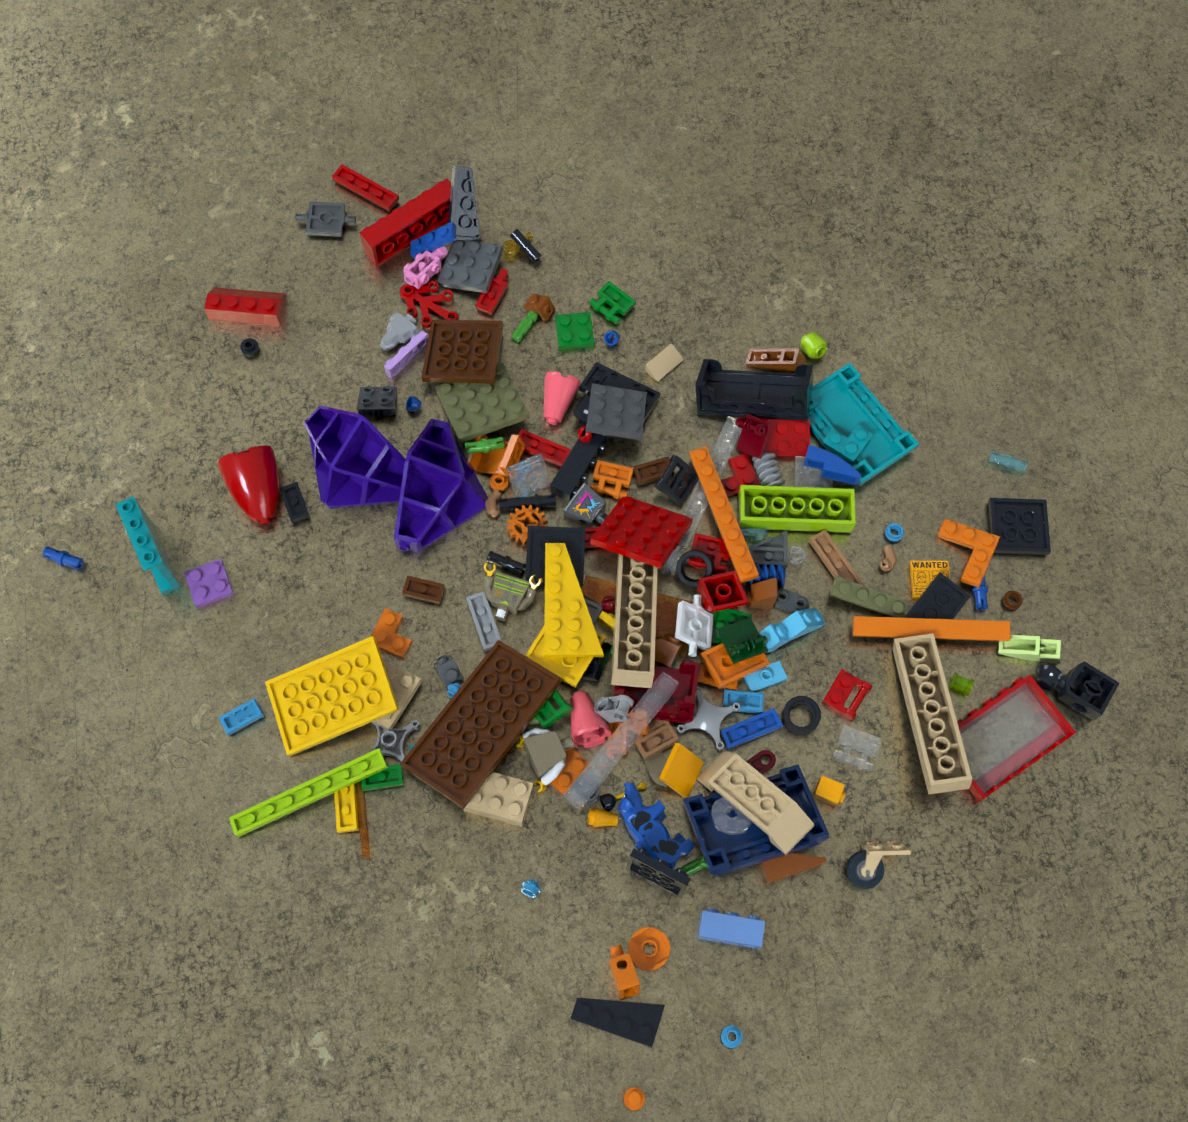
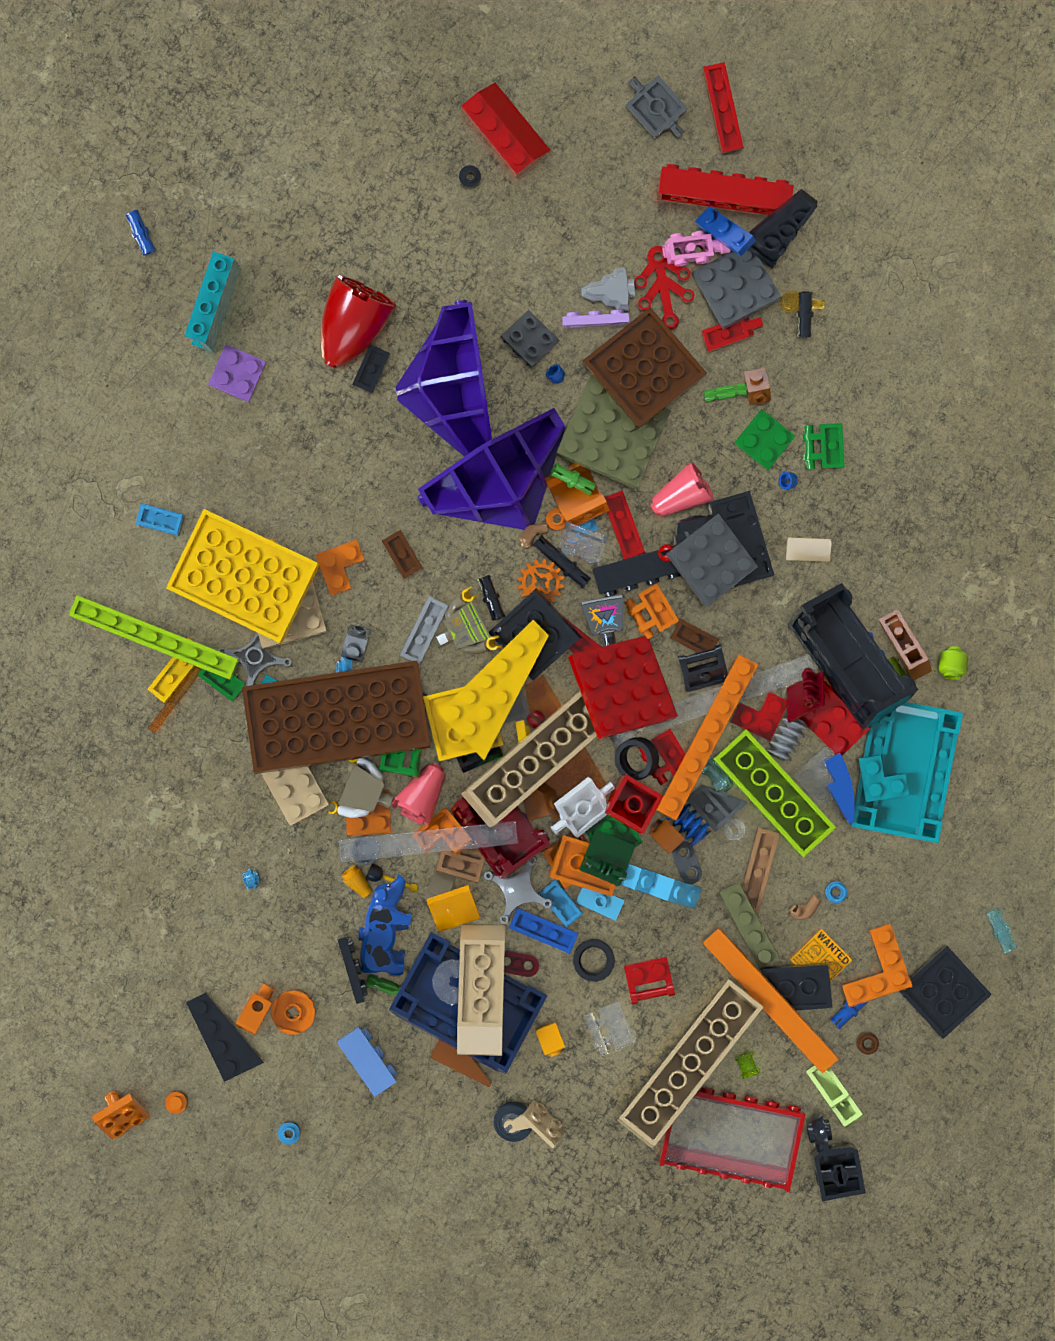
camera: 45 degrees right, 20 degrees up
(614, 708) = (446, 811): light grey piece -> none

